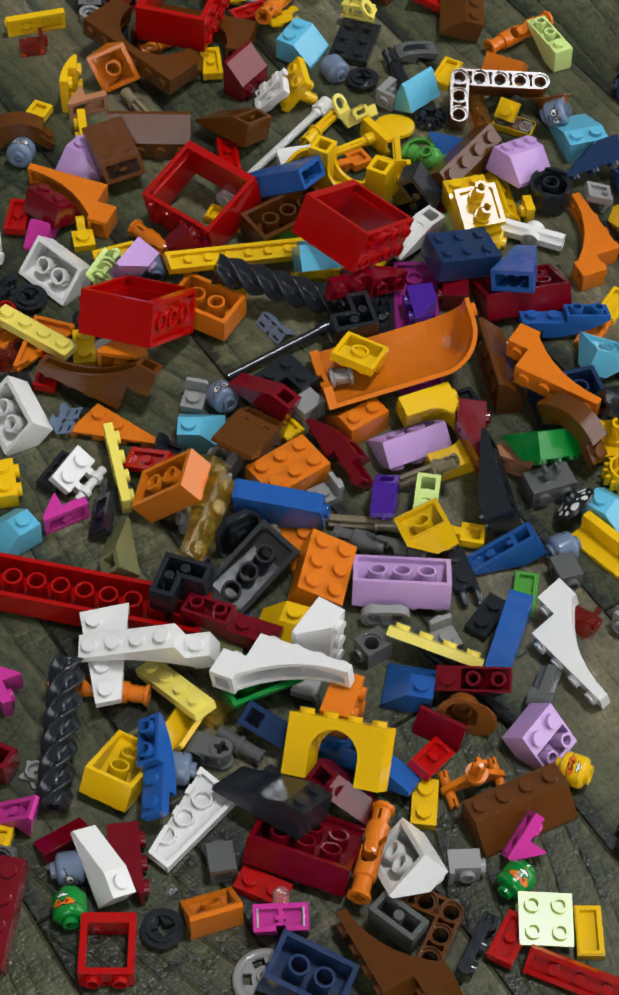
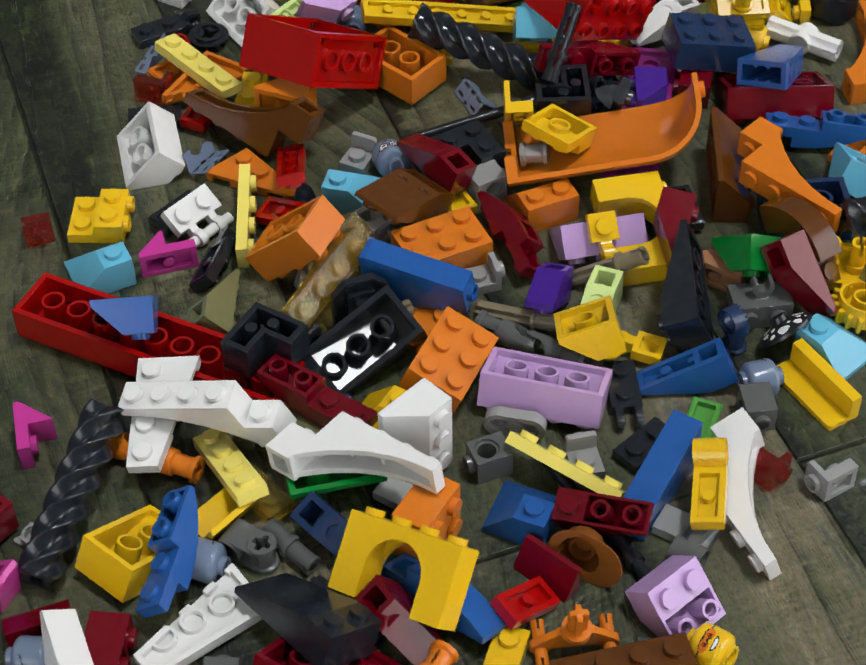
camera: 15 degrees right, 5 degrees down
(61, 574) = (130, 315): none -> blue slope
(145, 418) = (291, 166): none -> red plate
(312, 338) = (515, 110): none -> yellow panel
(342, 304) = (571, 12): none -> black pin
(396, 314) = (615, 96): none -> black plate
(416, 441) = (602, 229): none -> yellow plate
(524, 676) = (671, 523): none -> light grey tile
(536, 510) = (734, 328): none -> dark blue connector
(547, 643) = (709, 483): none -> yellow plate
(576, 455) = (797, 270): none -> dark red slope

